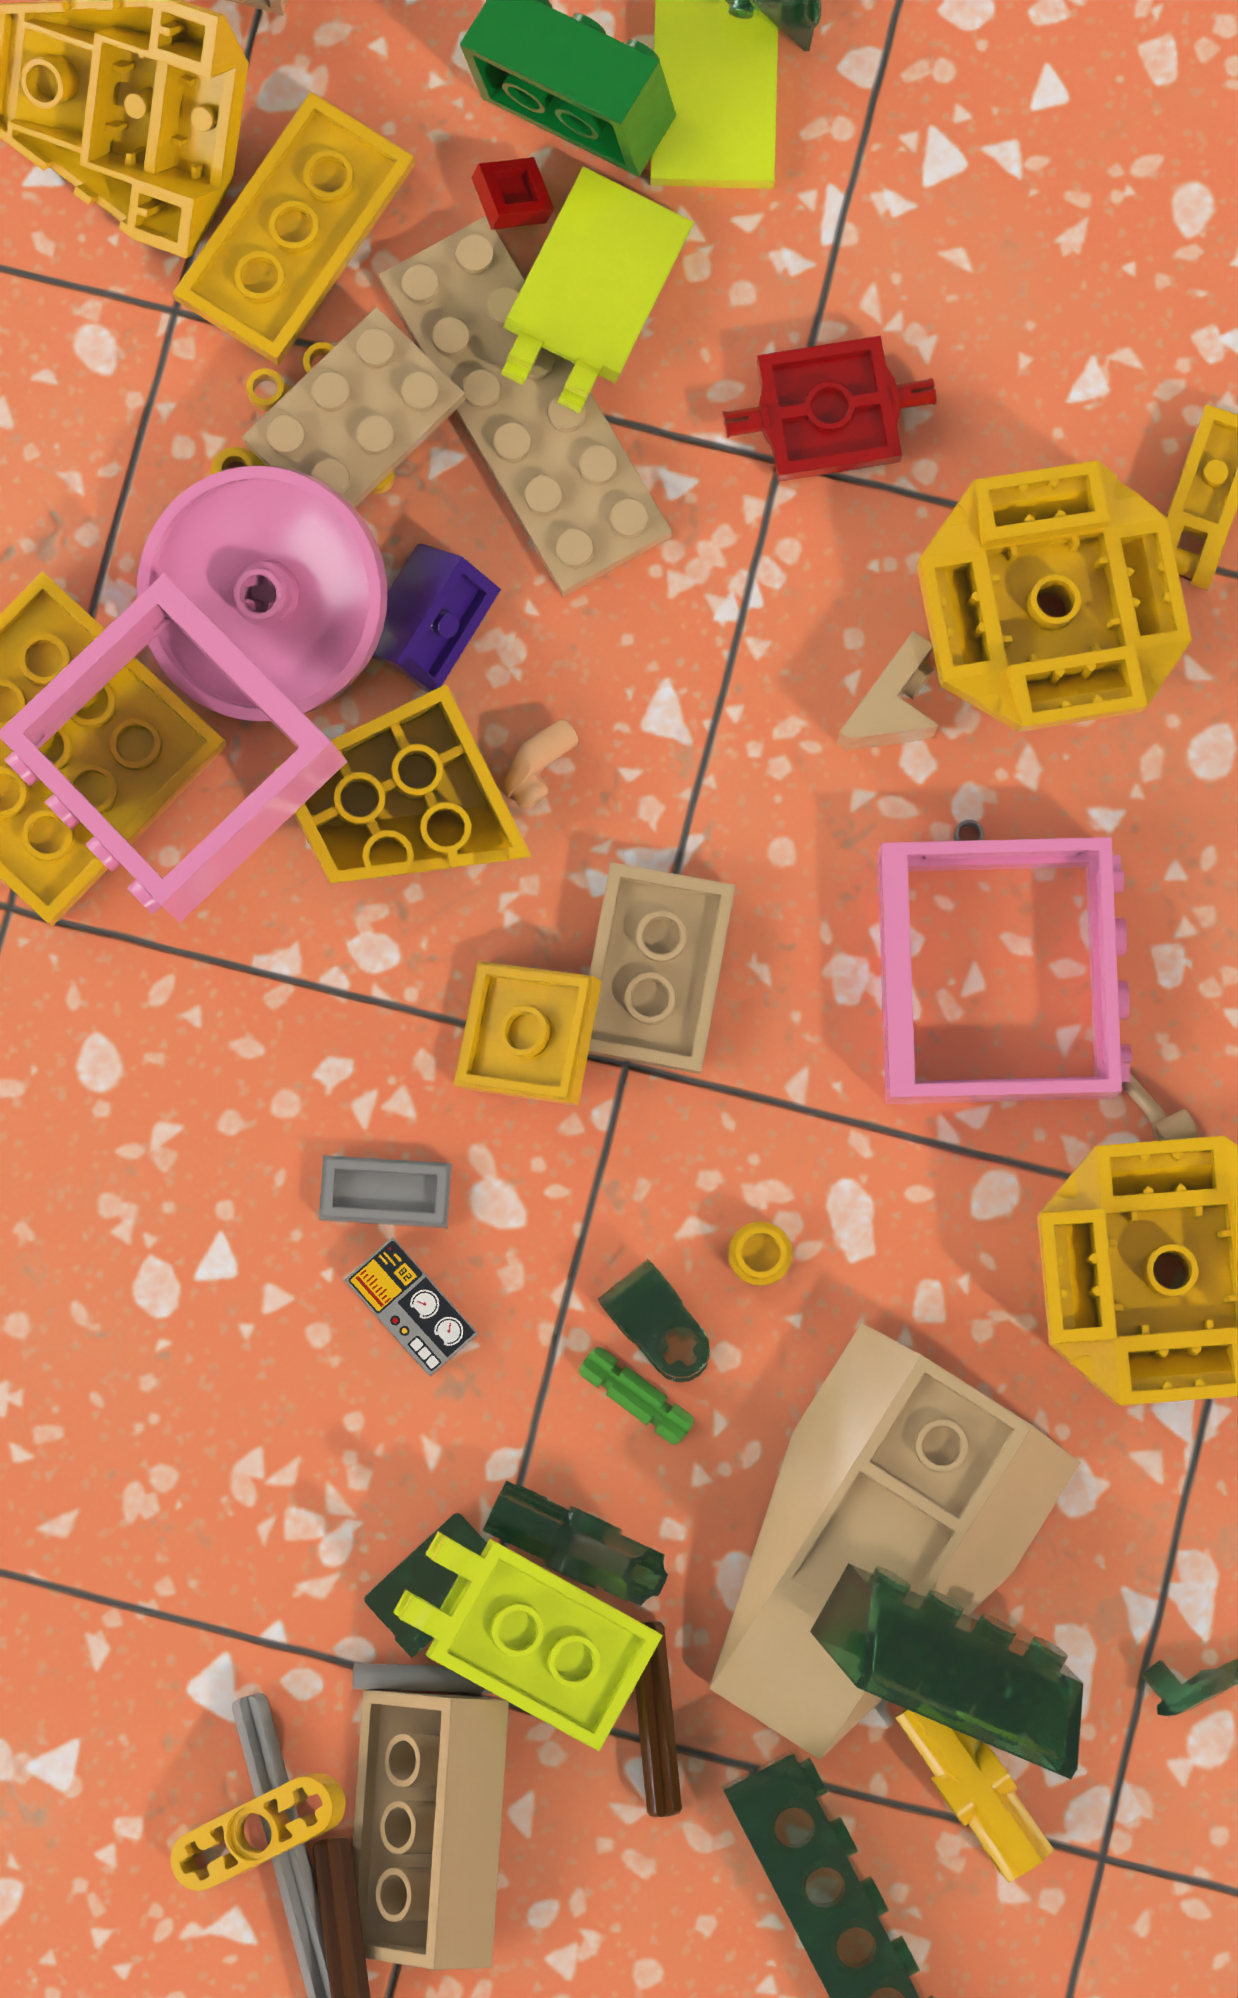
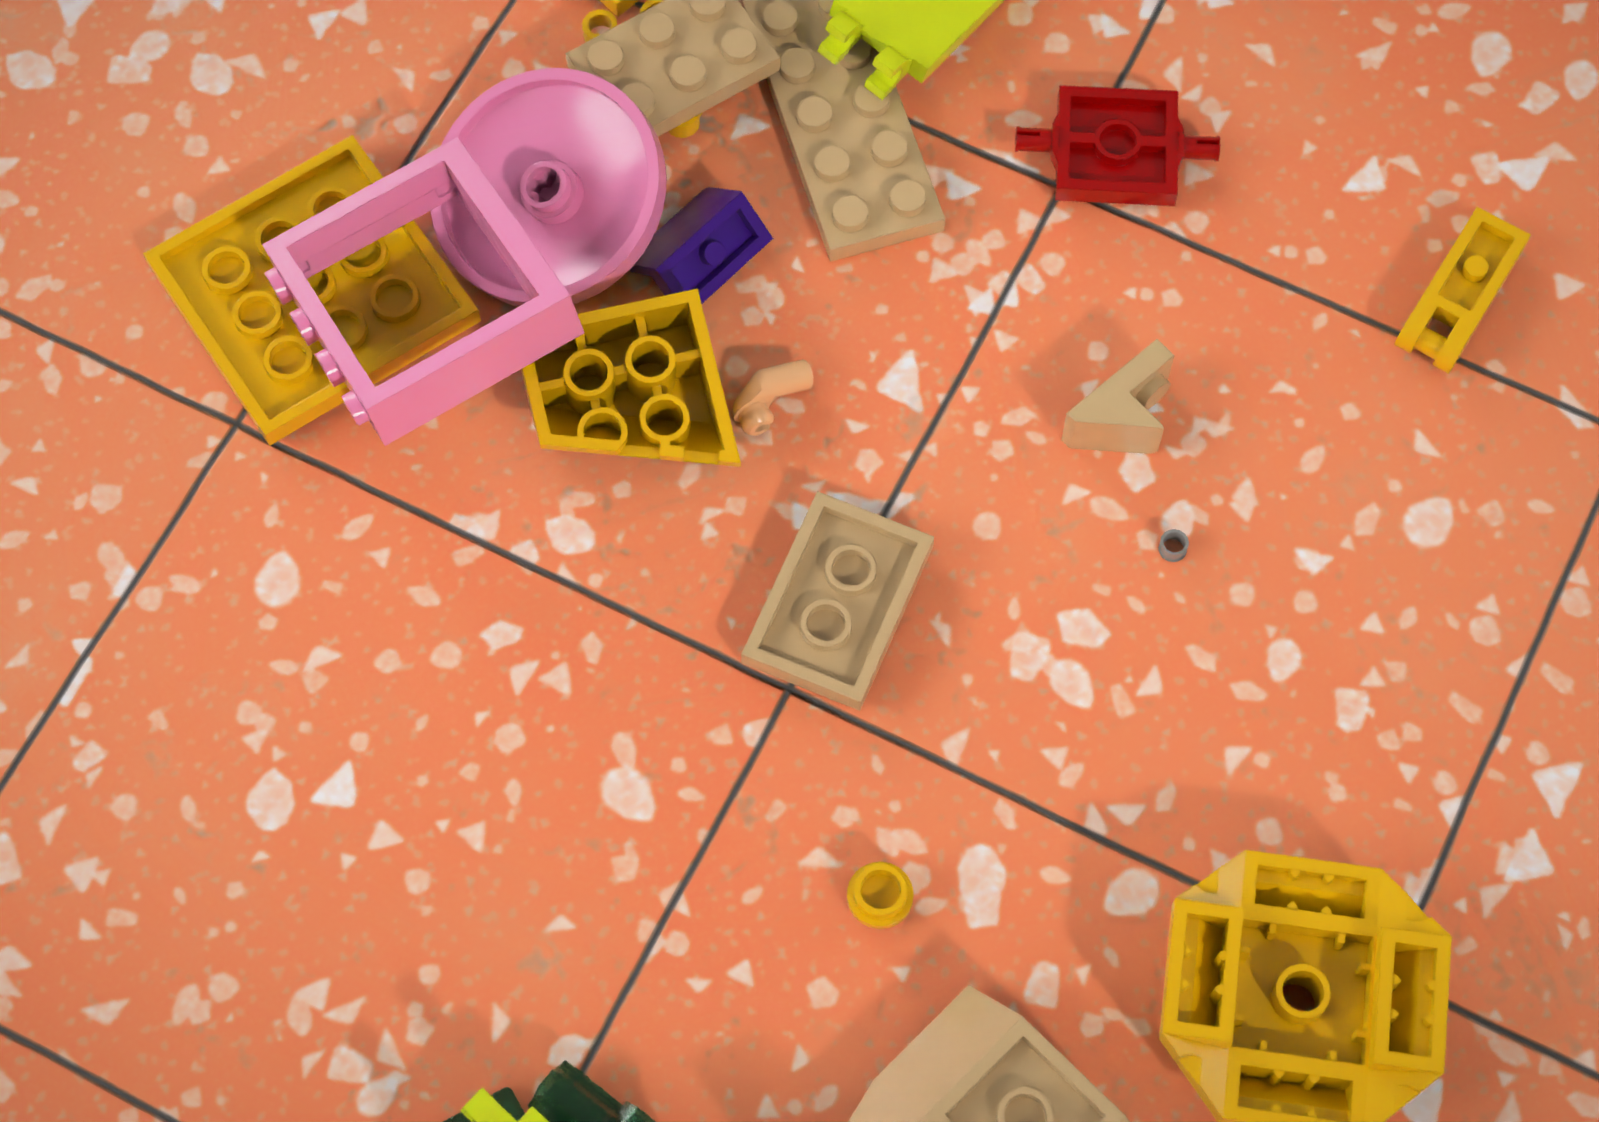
camera: 15 degrees right, 15 degrees down
(385, 1192) = (520, 755): light grey tile -> none
(411, 1307) = (516, 871): tile -> none
(528, 1032) = (698, 631): yellow plate -> none
(636, 1395) = (721, 1008): bright green axle -> none
(650, 1315) = (758, 932): clear green piece -> none
(1068, 536) = (1310, 283): yellow piece -> none
(1106, 942) = (1209, 567): bright pink window -> none
(1172, 1127) = (1309, 841): tan hand -> none

